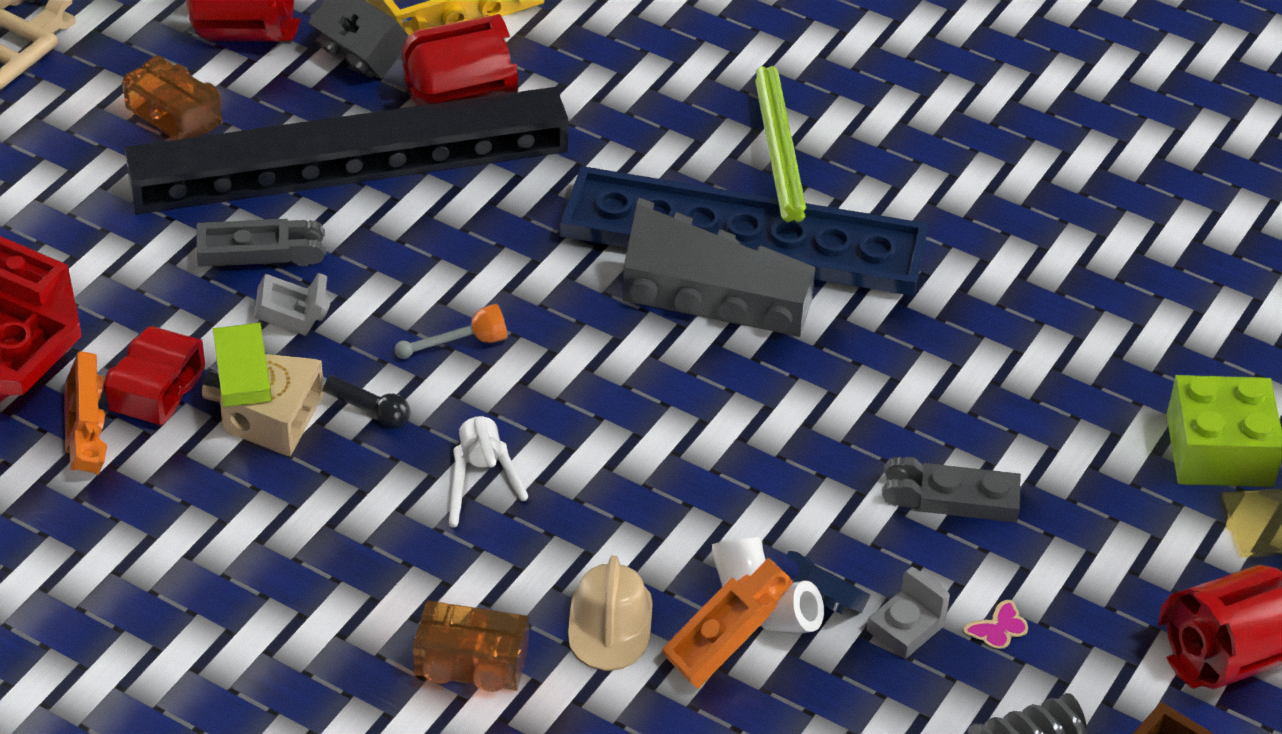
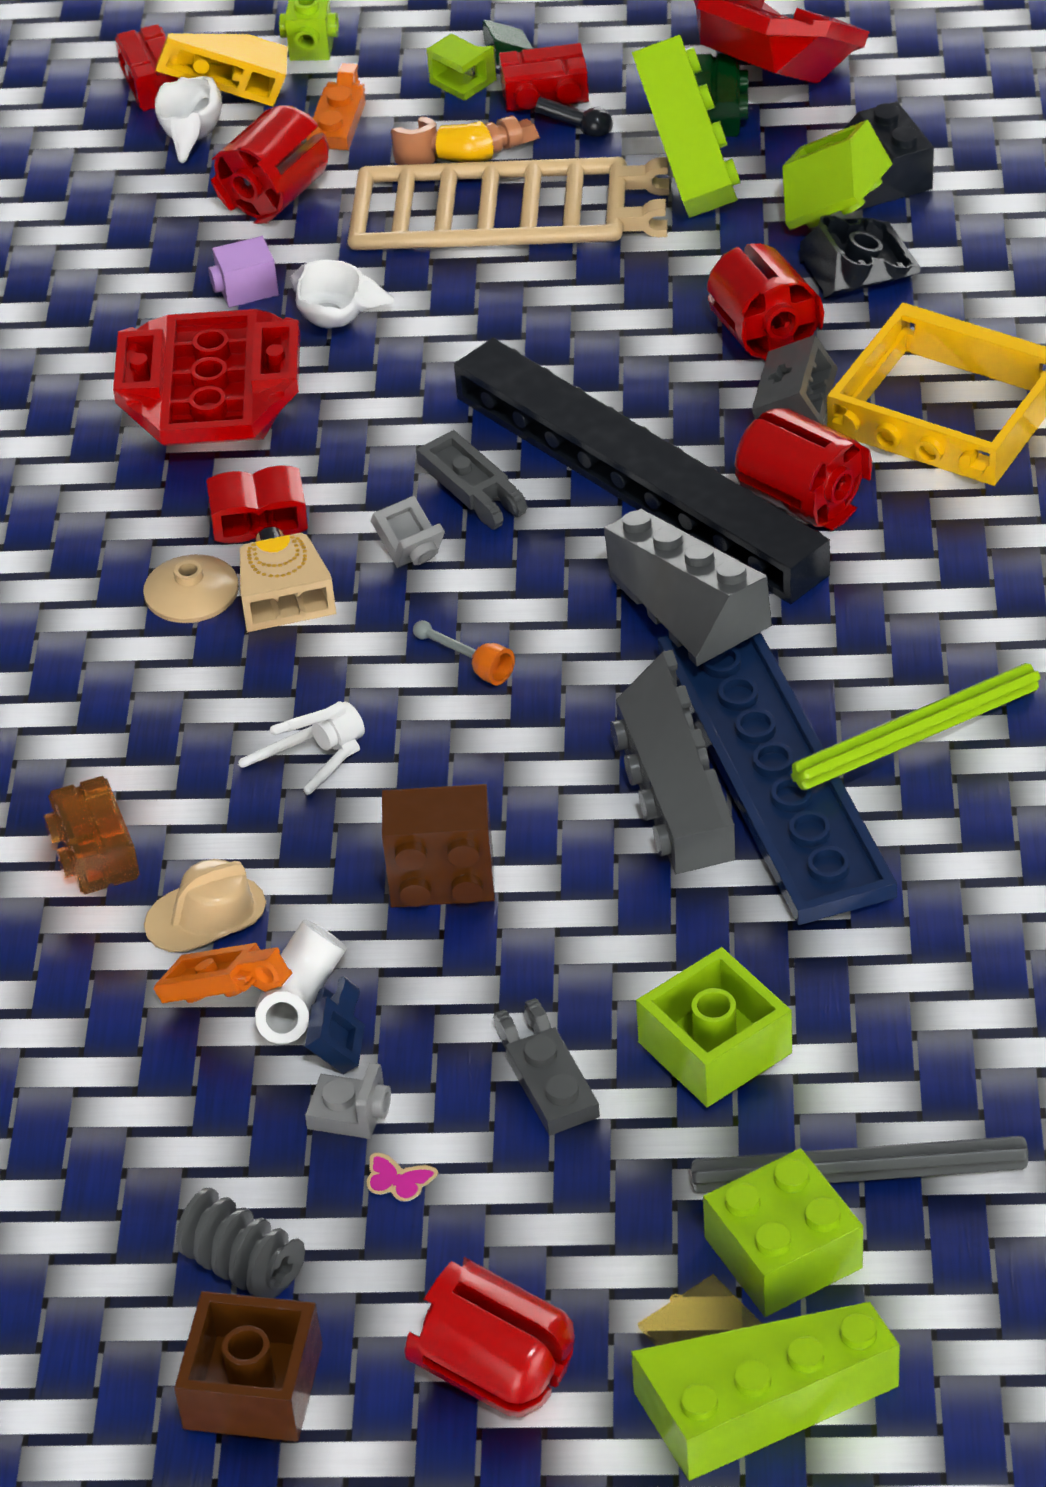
camera: 65 degrees right, 0 degrees up
(82, 416) = (175, 490): orange hinge -> none
(172, 99) = (601, 336): clear orange brick -> none
(200, 467) = (191, 588): none -> tan dish
(242, 365) = (278, 534): lime tile -> none
(388, 410) = (343, 658): black bar -> none
(527, 176) = (687, 585): none -> dark grey wedge
(699, 431) = (438, 845): none -> reddish brown brick
(1007, 372) = (714, 1026): none -> lime brick
(1177, 362) = (879, 1161): none -> dark grey axle

